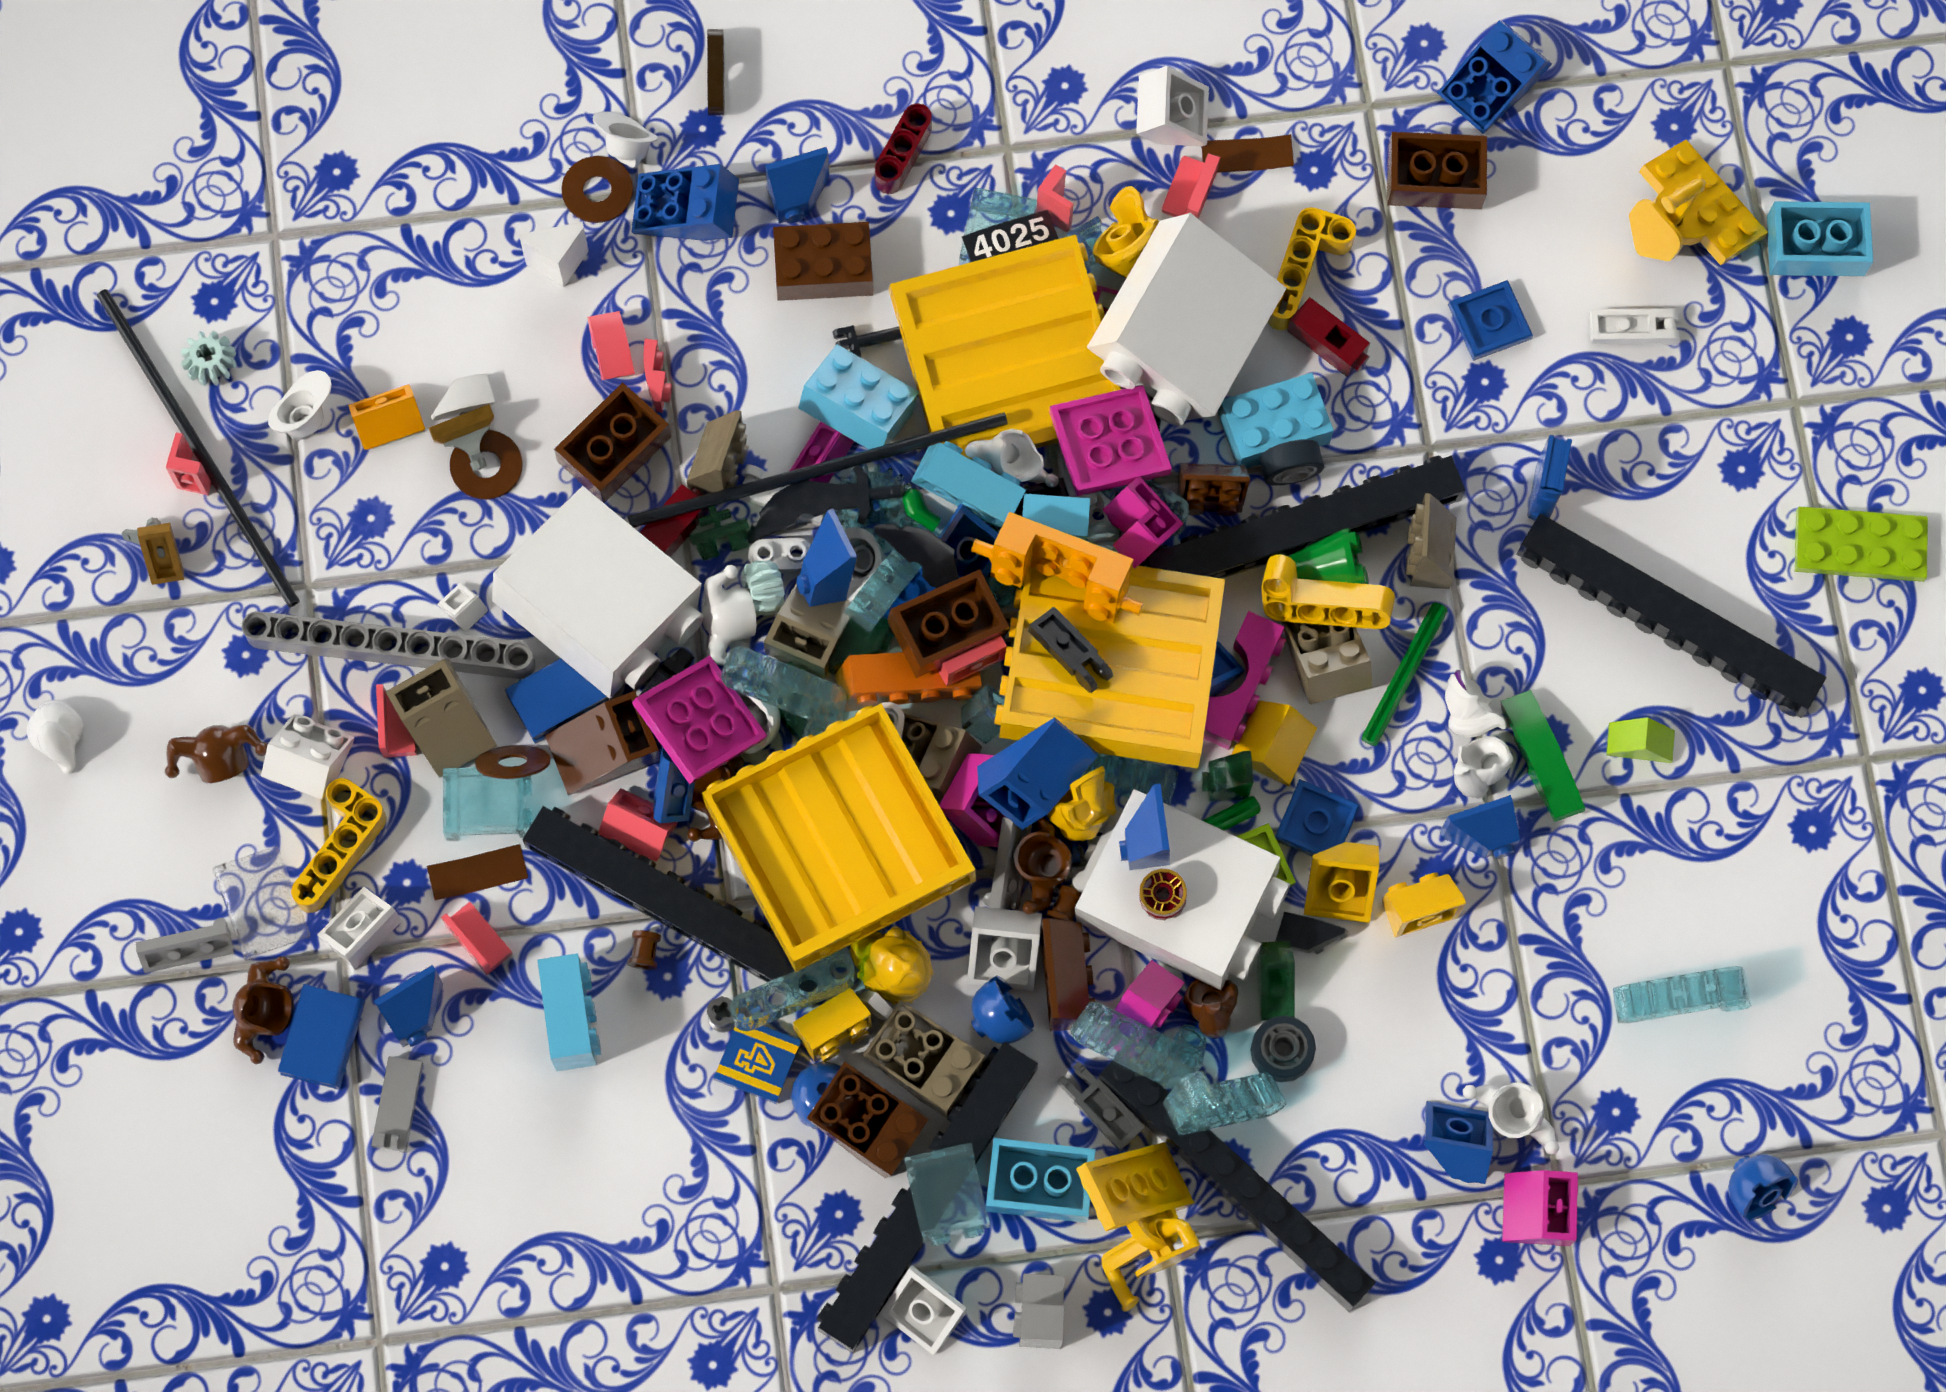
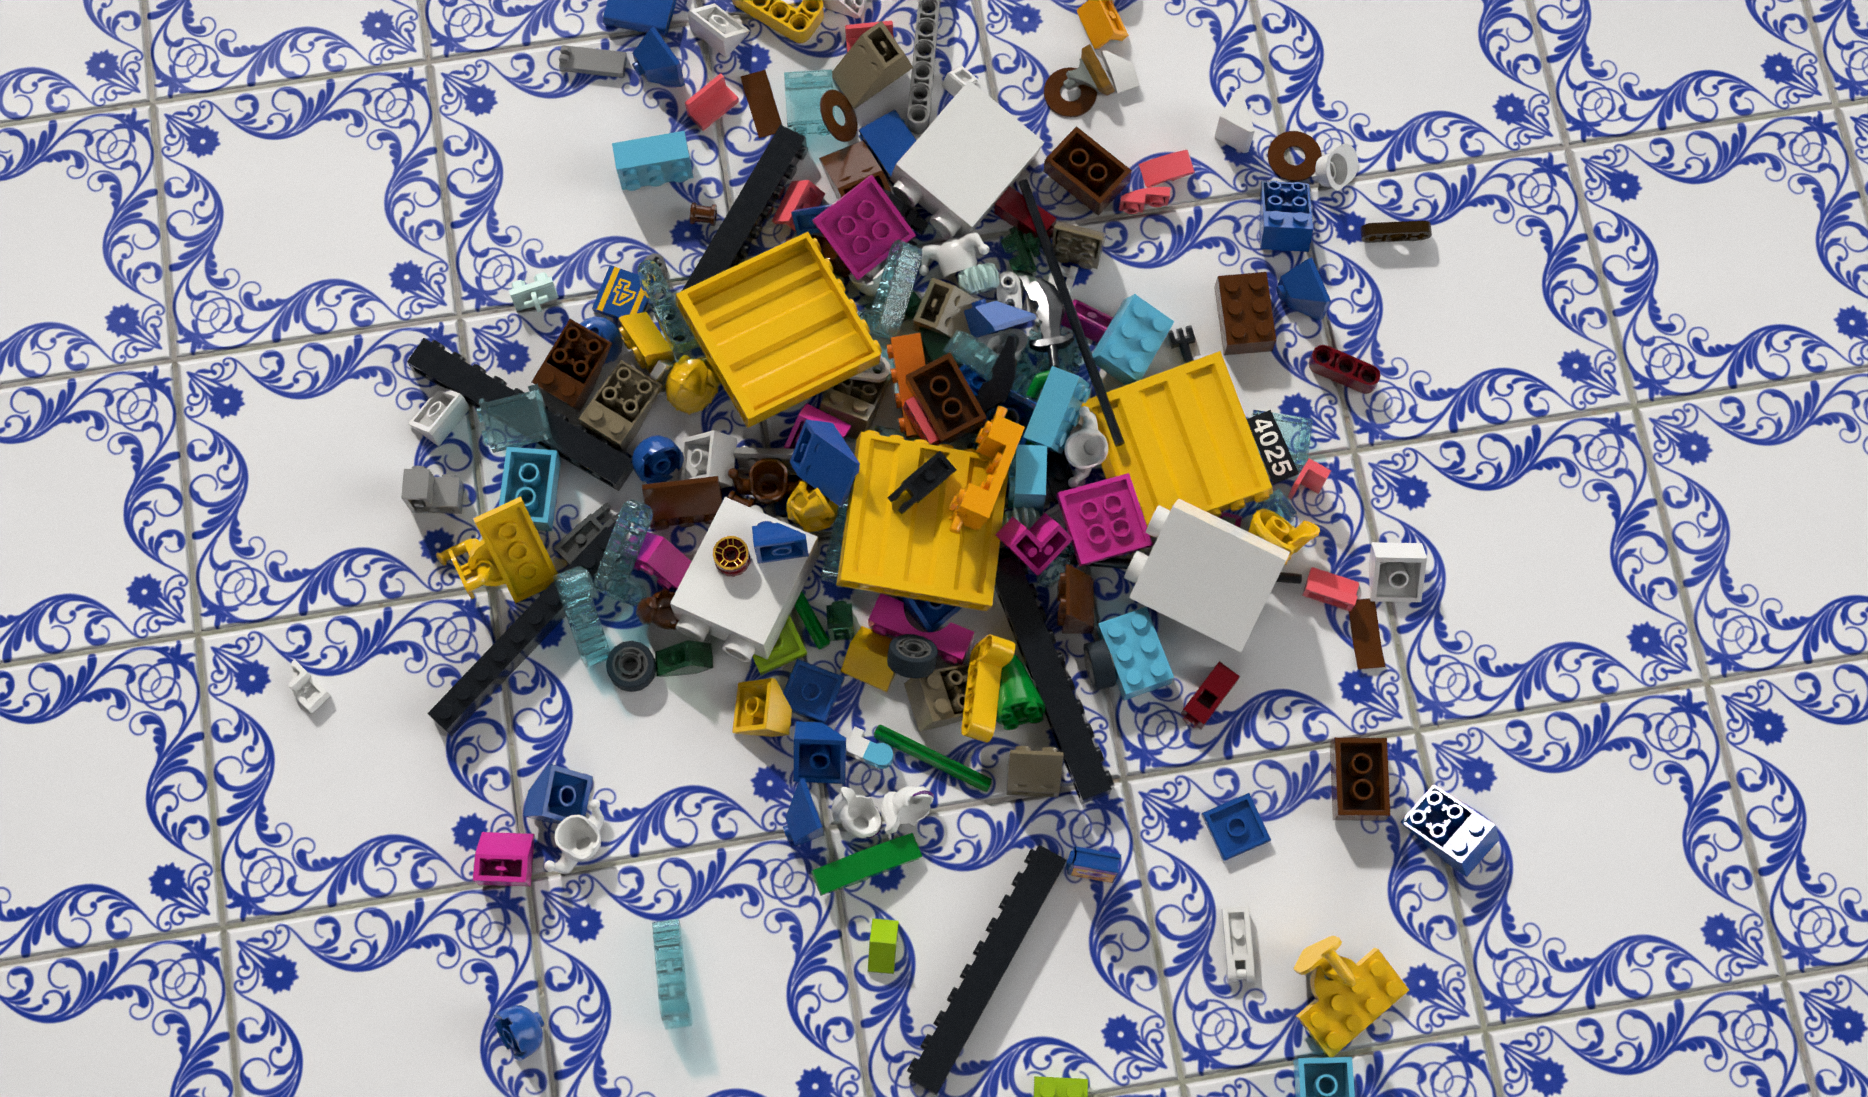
camera: 90 degrees right, 0 degrees up
(756, 1178) = (534, 293): none -> light aqua hips
(1285, 683) = (912, 656): none -> black wheel
(1308, 933) = (720, 683): black slope -> none
(1309, 242) = (1266, 675): yellow beam -> none
(1401, 811) = (819, 754): none -> blue slope
(1402, 740) = (874, 754): none -> leg
(1422, 904) = (742, 767): yellow slope -> none

